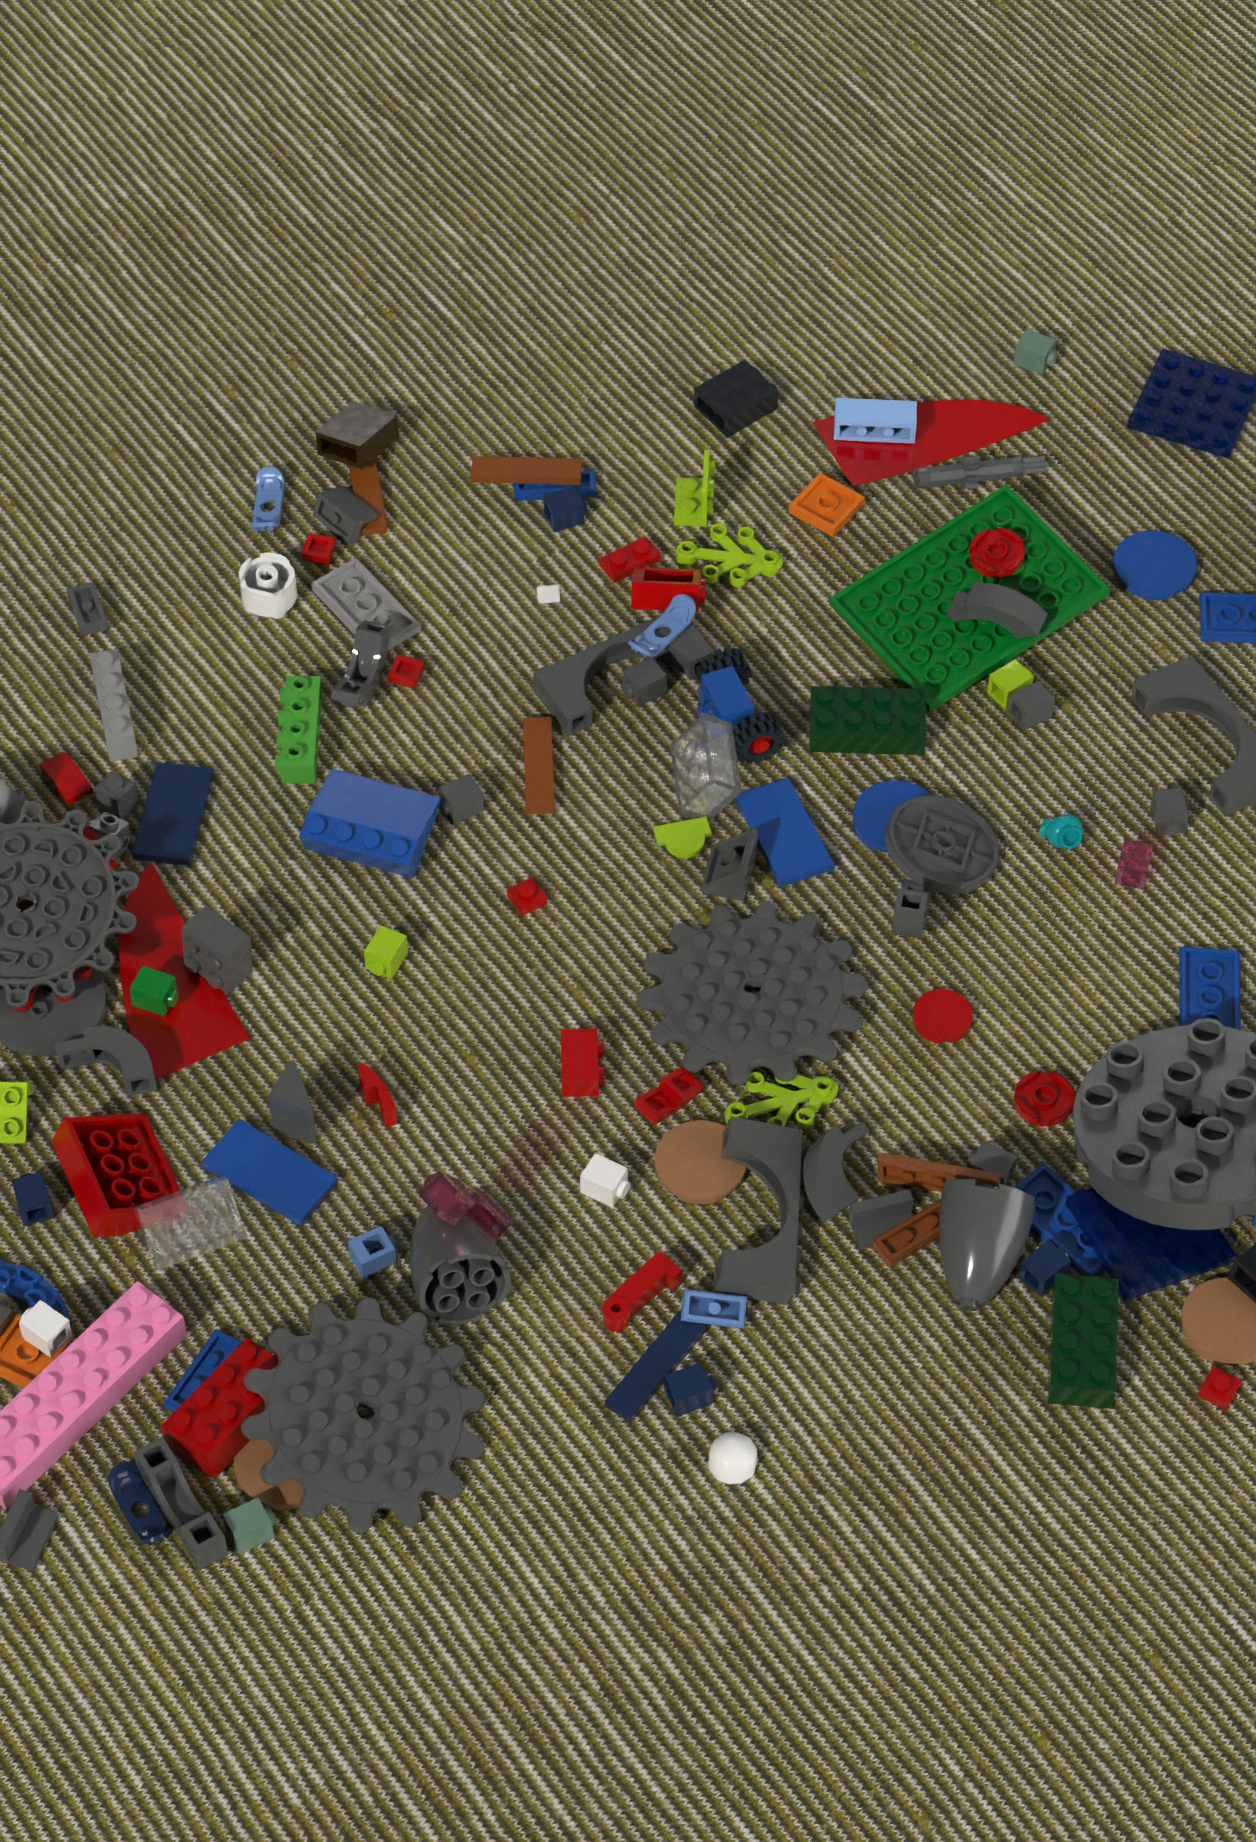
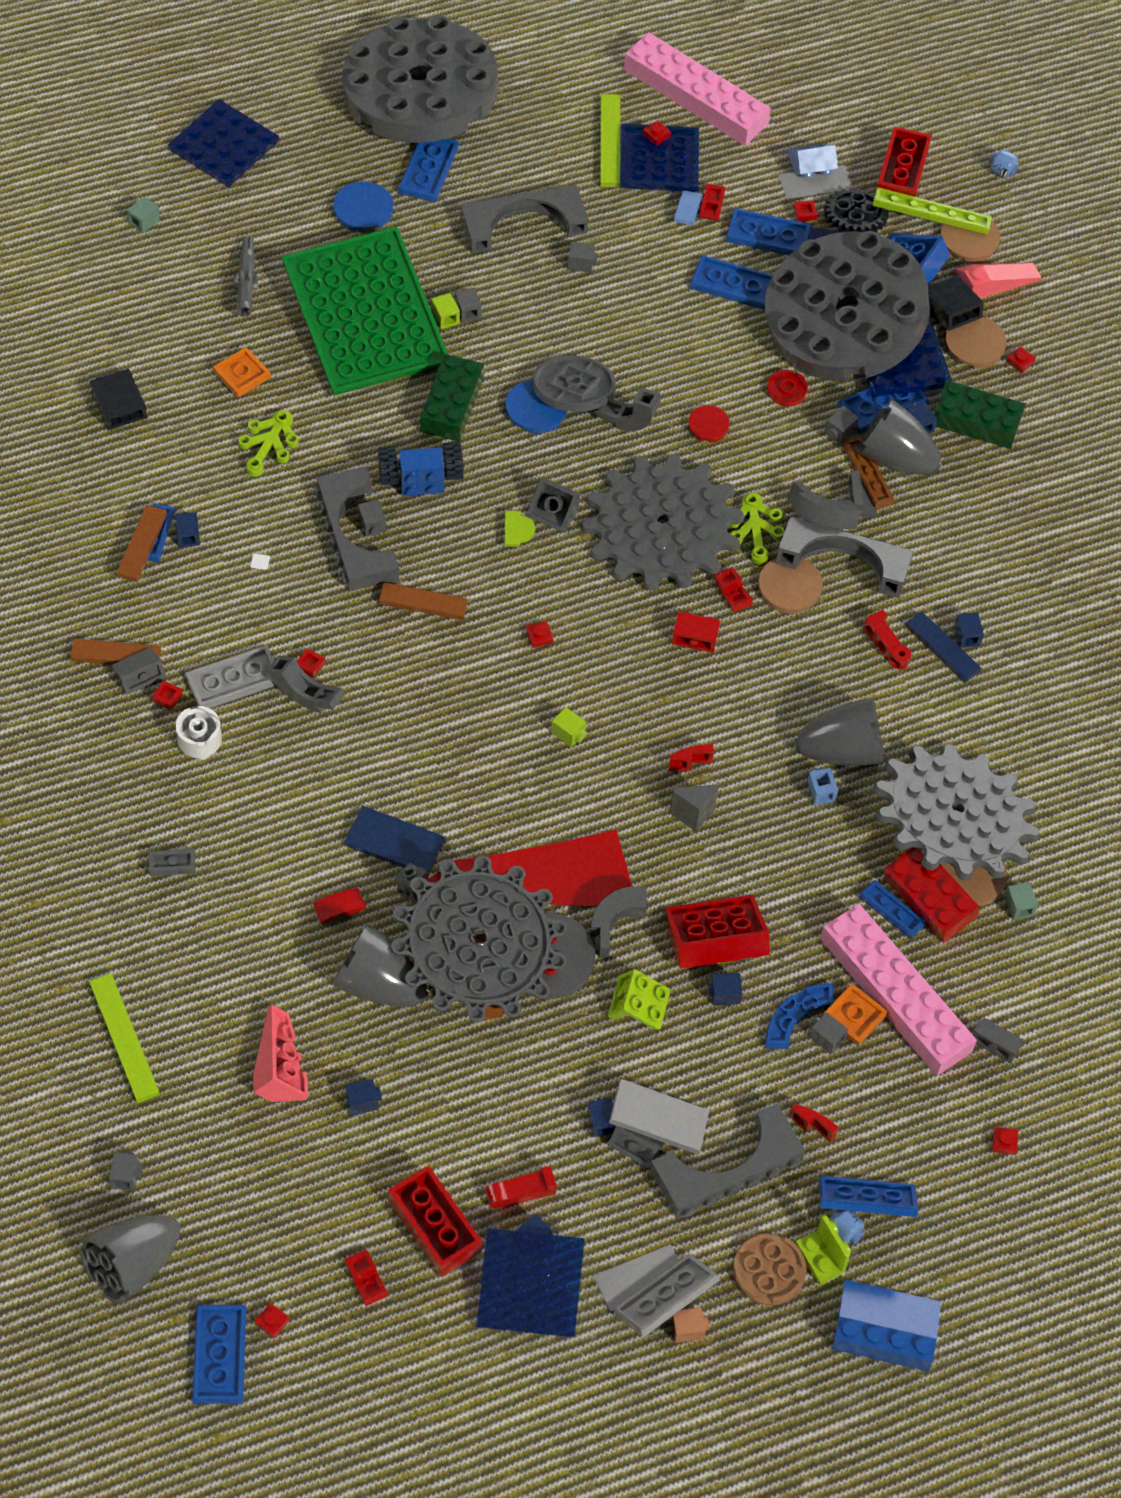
camera: 80 degrees left, 5 degrees up
(45, 1328) = (848, 992): white brick -> none
(113, 705) = (281, 859): light grey brick -> none
(116, 795) = (372, 872): dark grey brick -> none
(129, 1490) = (1008, 962): dark blue piece -> none
(154, 991) = (563, 879): green brick -> none
(189, 1520) = (1022, 930): dark grey arch -> none
(190, 1222) = (780, 886): clear brick -> none
(216, 950) = (545, 827): dark grey brick -> none
(269, 489) = (91, 718): medium blue piece -> none
(270, 1172) = (735, 838): blue tile -> none
(299, 729) = (345, 740): bright green brick -> none
(357, 435) = (66, 642): dark brown brick -> none
(370, 822) = (451, 709): blue slope -> none
(454, 1198) = (821, 710): clear pink arch -> none
(461, 799) = (444, 652): dark grey brick -> none
(604, 1180) = (796, 639): white brick -> none
(622, 561) = (247, 503): red plate -> none
(657, 586) = (287, 497): red window -> none
(676, 618) = (331, 479): medium blue piece -> none
(692, 496) = (206, 443): lime bracket -> none
(705, 767) = (473, 495): clear brick -> none
(713, 1308) = (909, 602): medium blue slope -> none
(732, 1458) = (1020, 619): white hair -> none
(784, 832) = (524, 470): blue tile -> none
(875, 420) = (174, 322): light blue brick -> none
(928, 1174) = (843, 454): dark orange tile -> none
(942, 432) = (189, 305): red sticker -> none
(997, 553) = (341, 279): red tile -> none
(999, 605) = (394, 290): dark grey arch -> none
(1062, 831) = (582, 317): teal animal -> none
(1134, 864) = (618, 287): clear pink brick -> none

